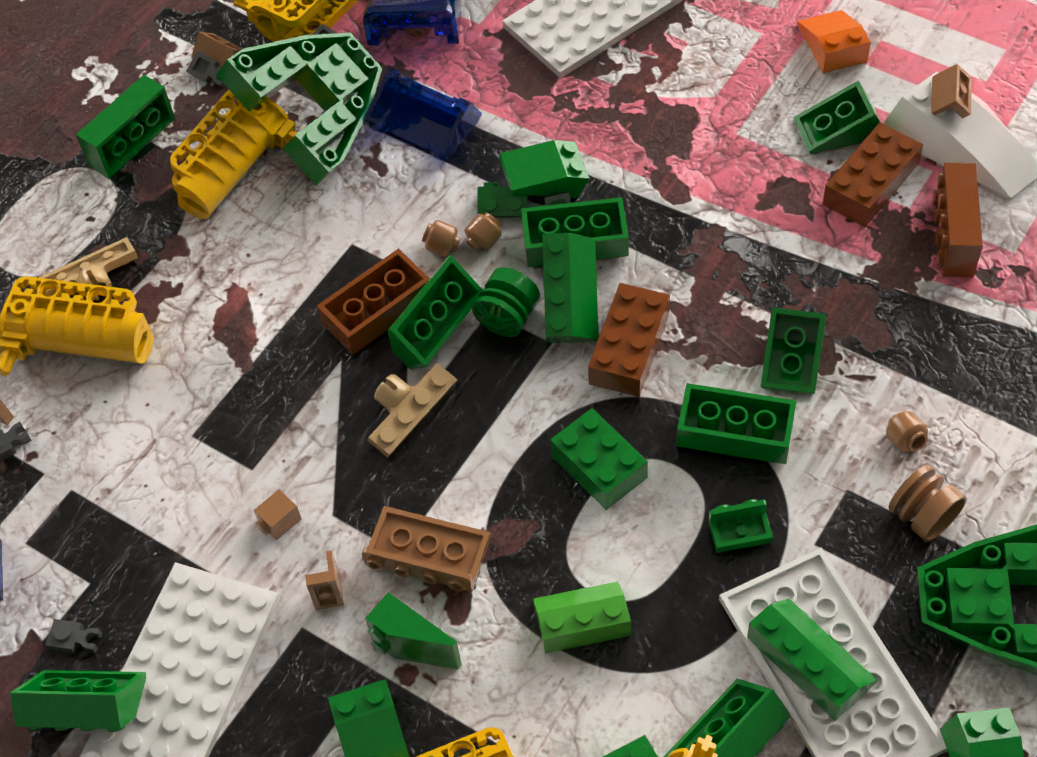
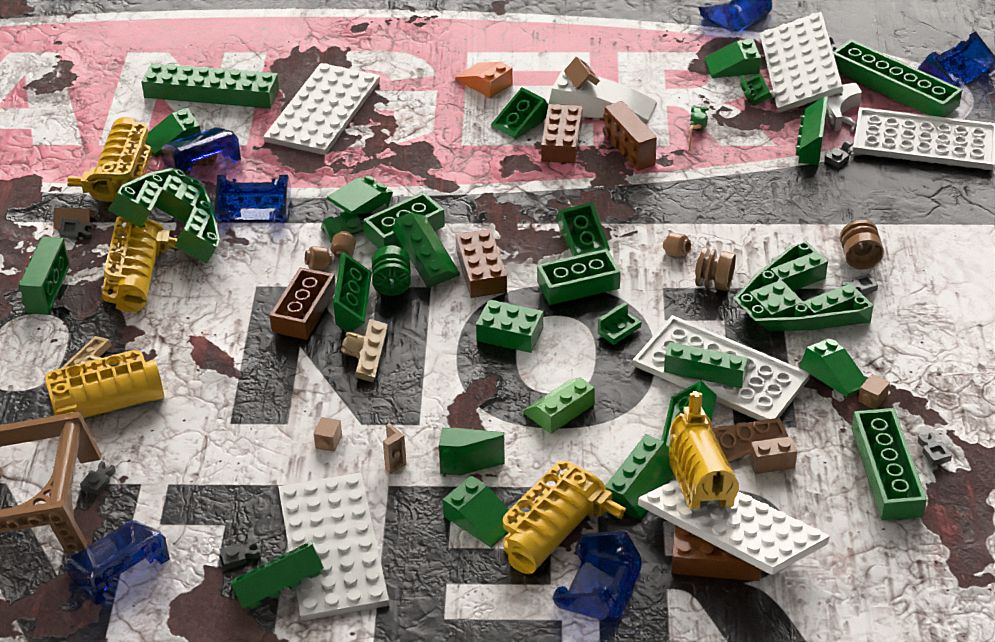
camera: 35 degrees left, 15 degrees down
(427, 549) = (438, 410): medium nougat bracket -> none

